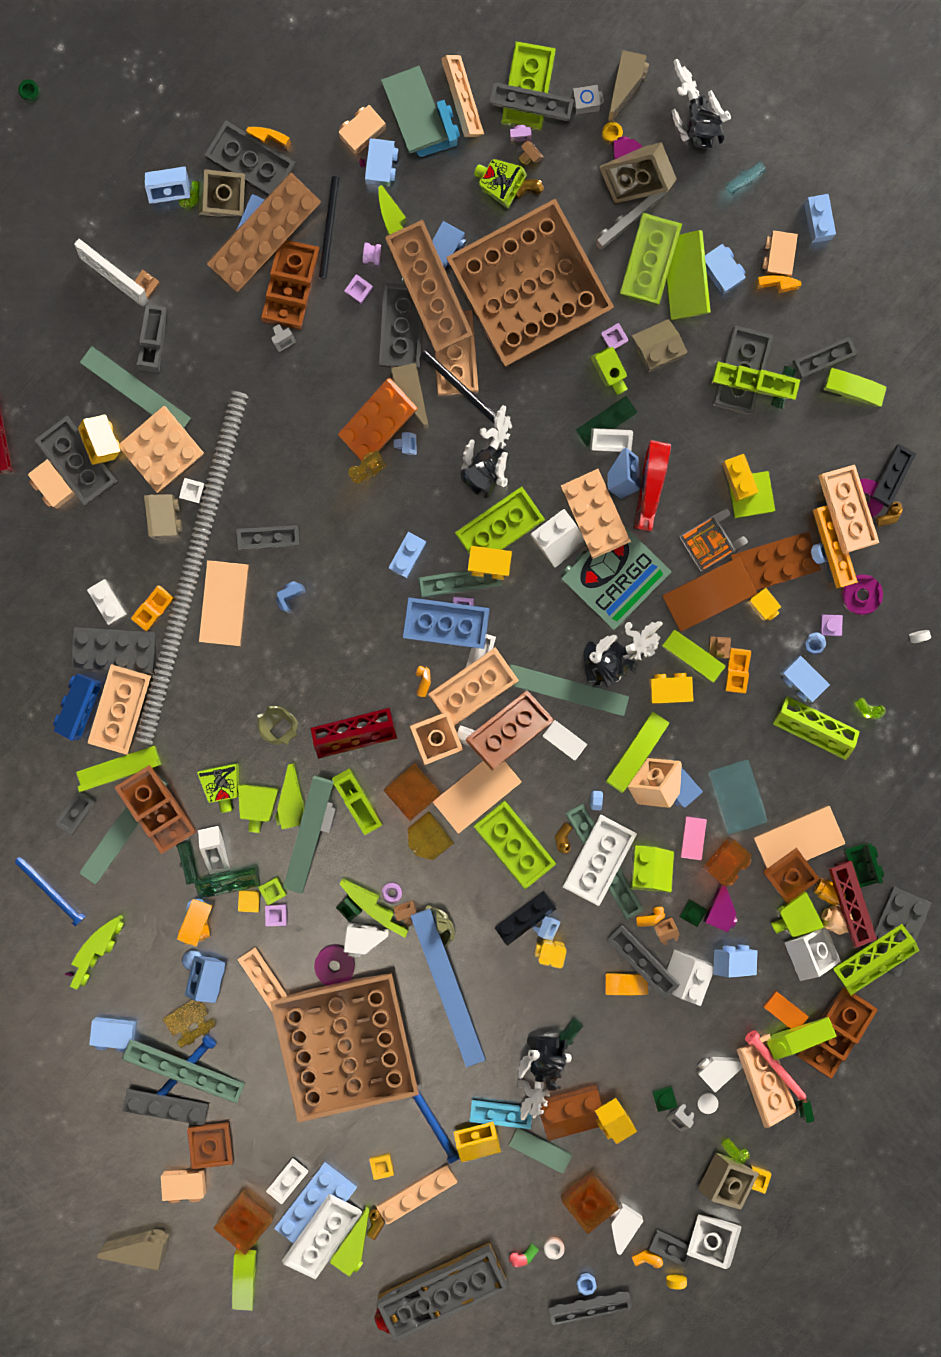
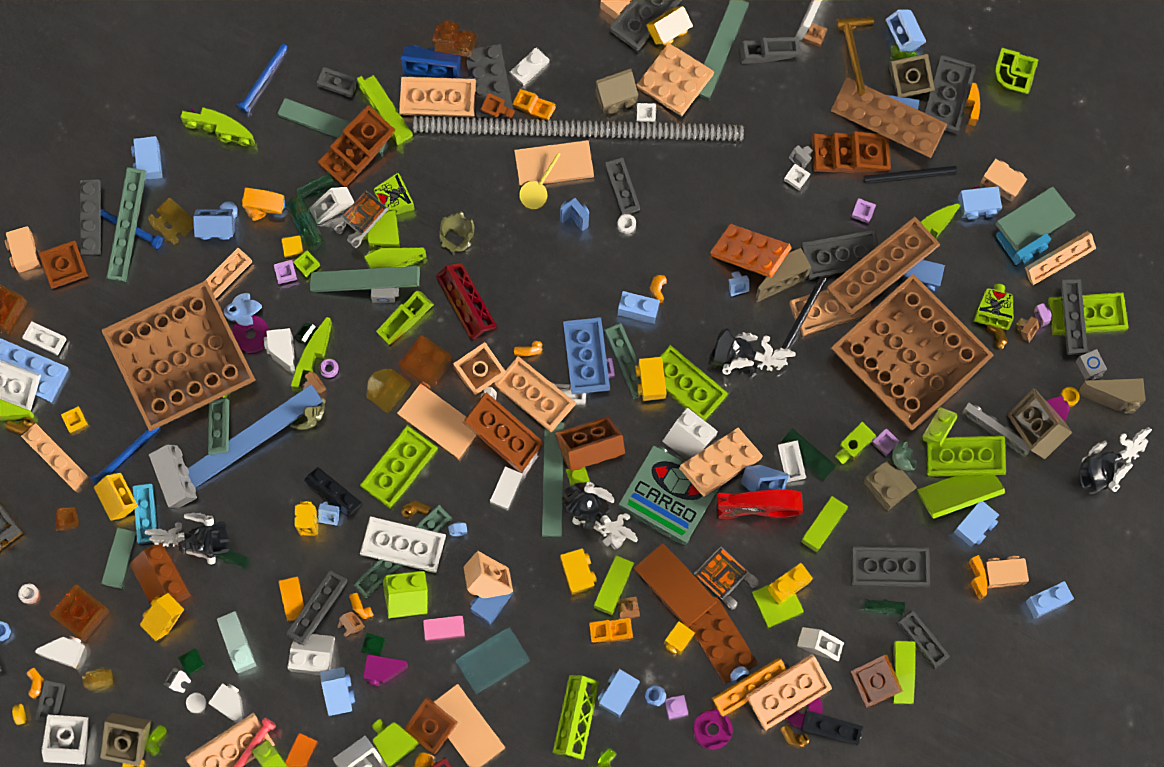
camera: 70 degrees right, 15 degrees down
(59, 676) = (452, 41): none -> clear orange plate
(143, 246) = (848, 25): none -> pearl gold bar
(147, 651) = (494, 106): none -> dark orange plate
(237, 821) = (360, 217): none -> flag
(244, 79) = (1015, 70): none -> lime brick
(253, 632) = (534, 194): none -> light yellow piece
(303, 349) = (796, 177): none -> white plate
(306, 966) = (243, 309): none -> light blue plate
(310, 543) = (626, 223): none -> white tile
(370, 466) = (709, 253): clear yellow plate -> none
(372, 253) = (898, 214): lavender wheel -> none
(388, 531) = (656, 285): none -> light orange arm
(429, 1021) = (218, 427): none -> sand green tile
(469, 1079) = (173, 476): none -> light grey brick
(485, 1195) = (66, 518): none -> clear orange slope
(524, 1259) = (13, 569): arm -> none
(541, 642) = (590, 443): none -> dark orange slope
(570, 664) = (577, 476): none -> lime plate
(613, 277) = (939, 426): none -> lime plate
(636, 325) = (901, 457): none -> sand green hair
(637, 752) = (512, 555): lime slope -> none
(657, 1050) = (236, 642): none -> light aqua slope
(660, 1196) = (98, 679): none -> clear yellow brick
(684, 424) = (824, 524): none -> lime slope
(728, 861) = (429, 661): clear orange brick -> none
(746, 177) = (1066, 524): clear light blue pin -> none
(756, 380) = (883, 577): lime slope -> none
(805, 463) = (820, 643): none -> white slope
(858, 417) = (876, 681): none -> dark orange plate

